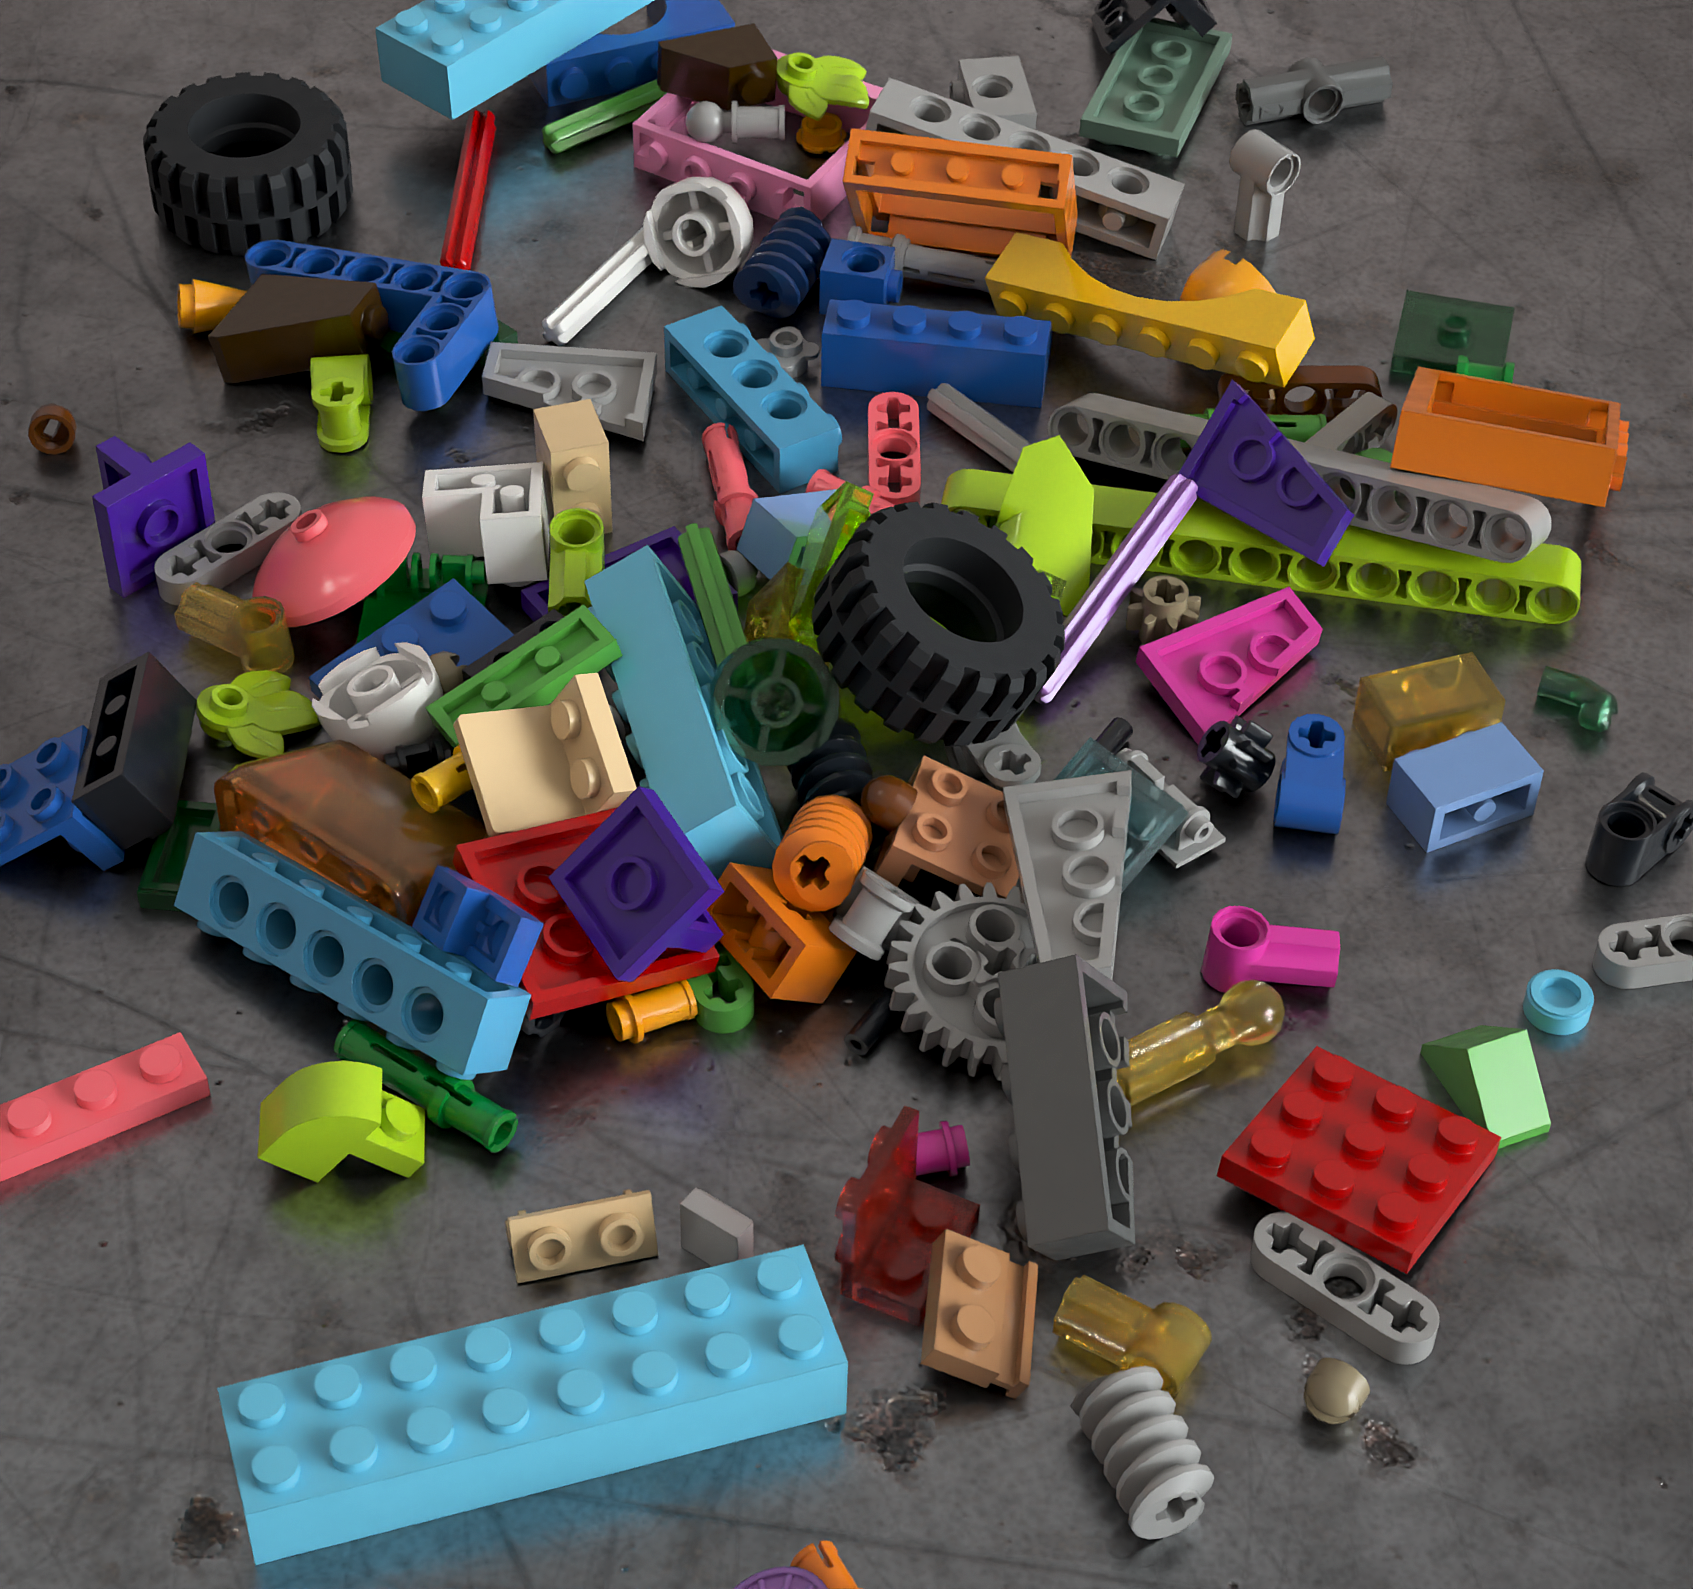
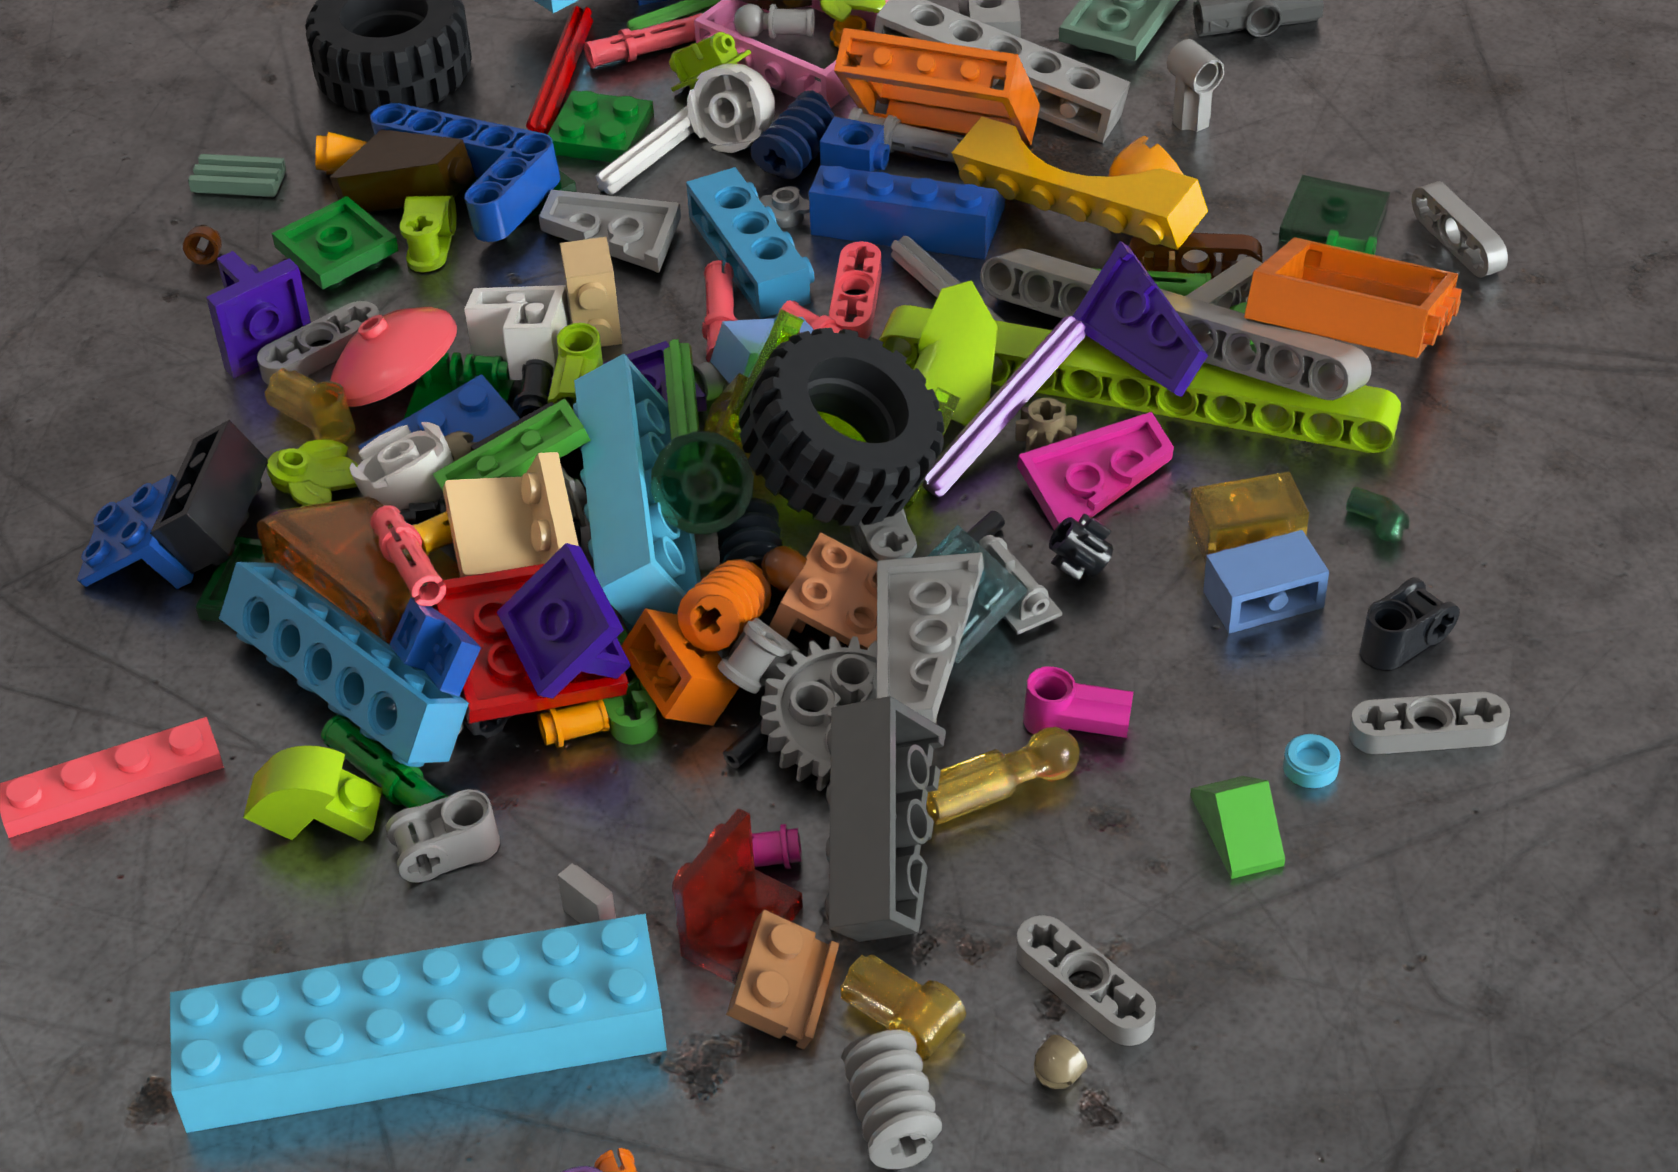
camera: 10 degrees right, 0 degrees up
(78, 338) = (237, 175): none -> sand green tile
(226, 417) = (335, 242): none -> green plate
(411, 801) = (417, 570): none -> coral pin
(519, 1162) = (448, 834): none -> light grey piece
(524, 593) = (534, 387): none -> black pin
(534, 258) = (599, 125): none -> green plate
(552, 156) = (630, 44): none -> coral pin
(582, 1236) = (483, 895): tan hinge -> none
(641, 183) = (703, 56): none -> lime hinge
(1311, 776) = (1139, 566): blue piece -> none
(1359, 1158) = (1117, 876): red plate -> none
(1633, 367) = (1459, 229): none -> light grey beam

